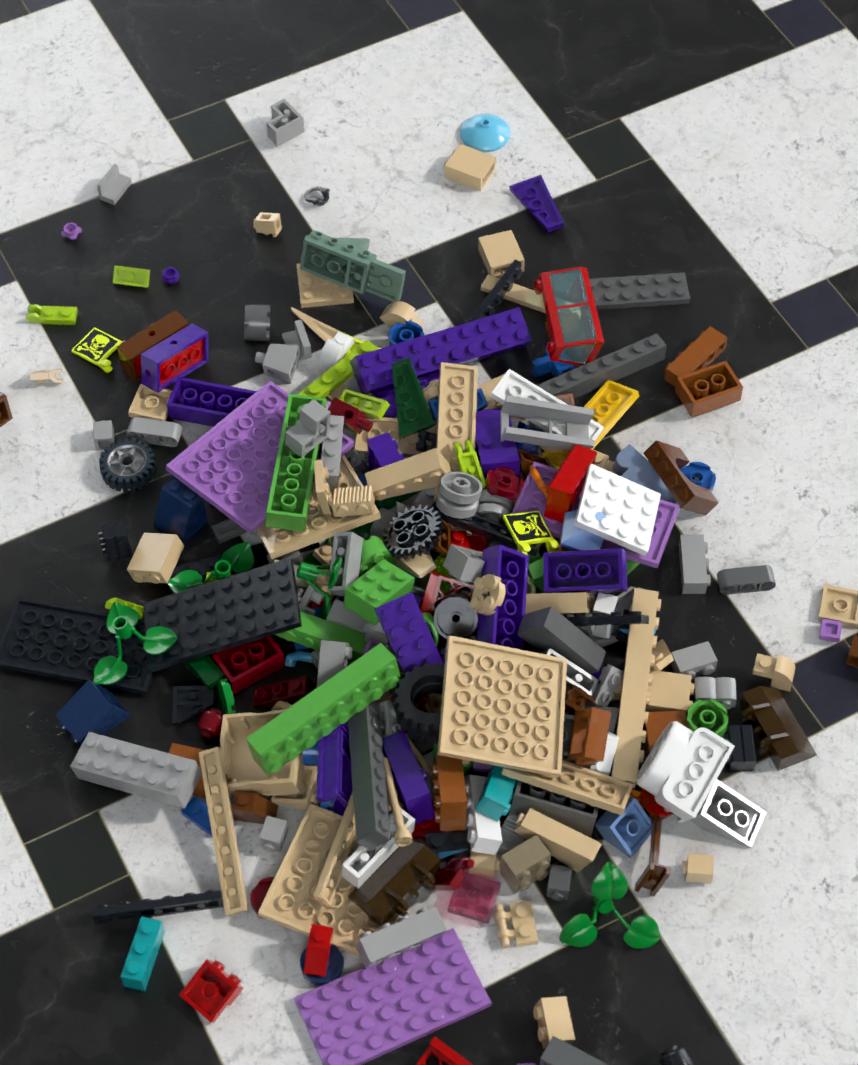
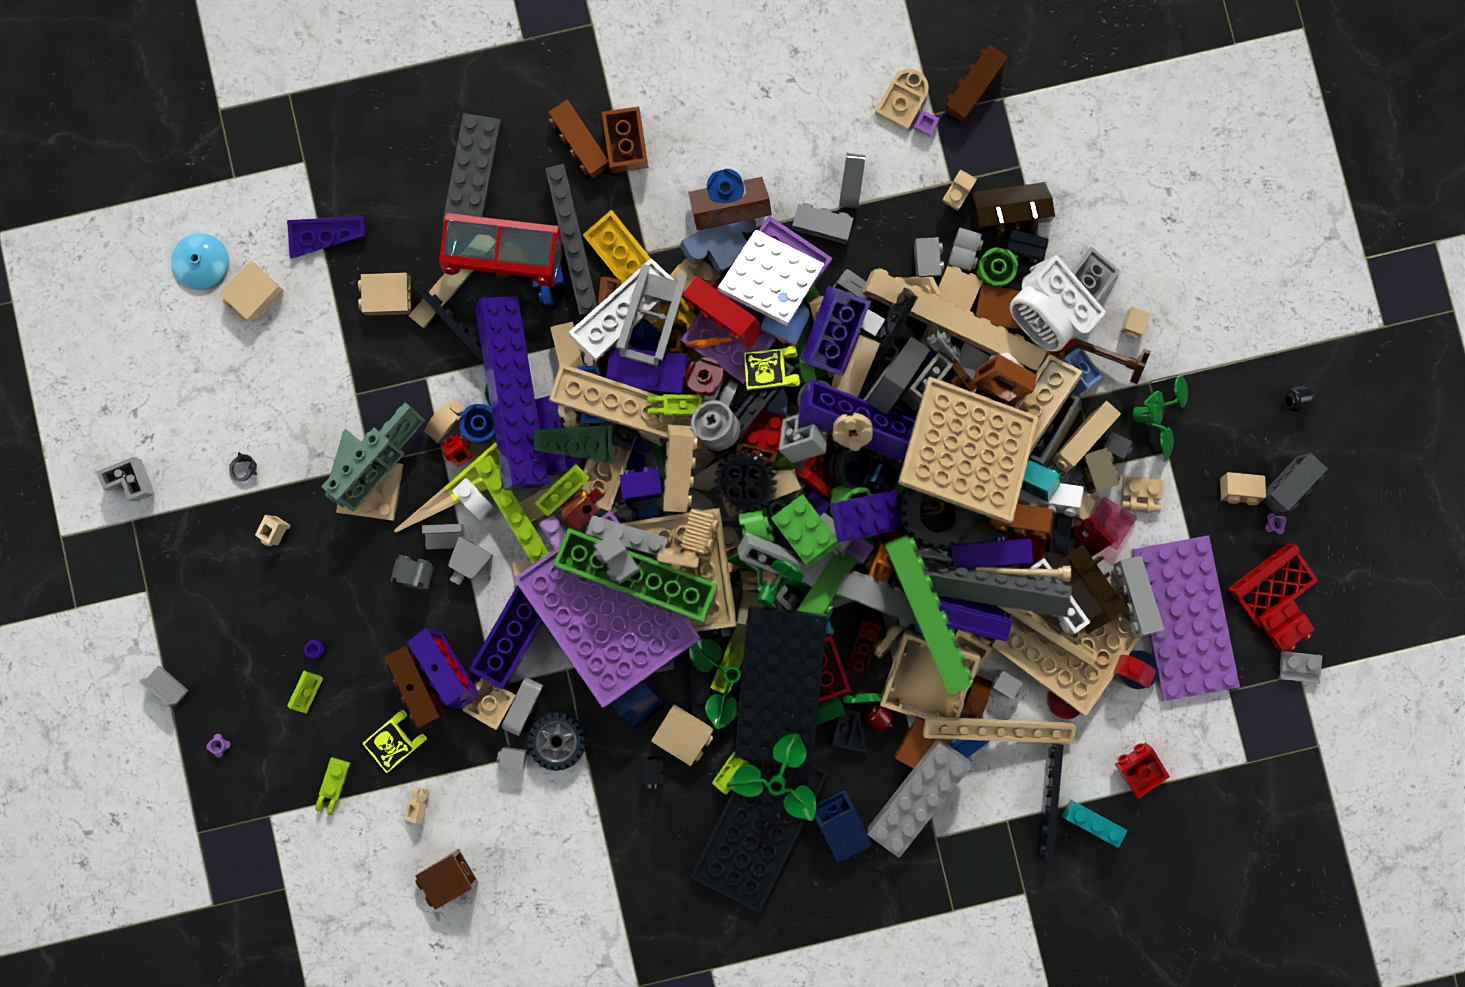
camera: 75 degrees left, 30 degrees up
(377, 330) = (457, 450): none -> red brick

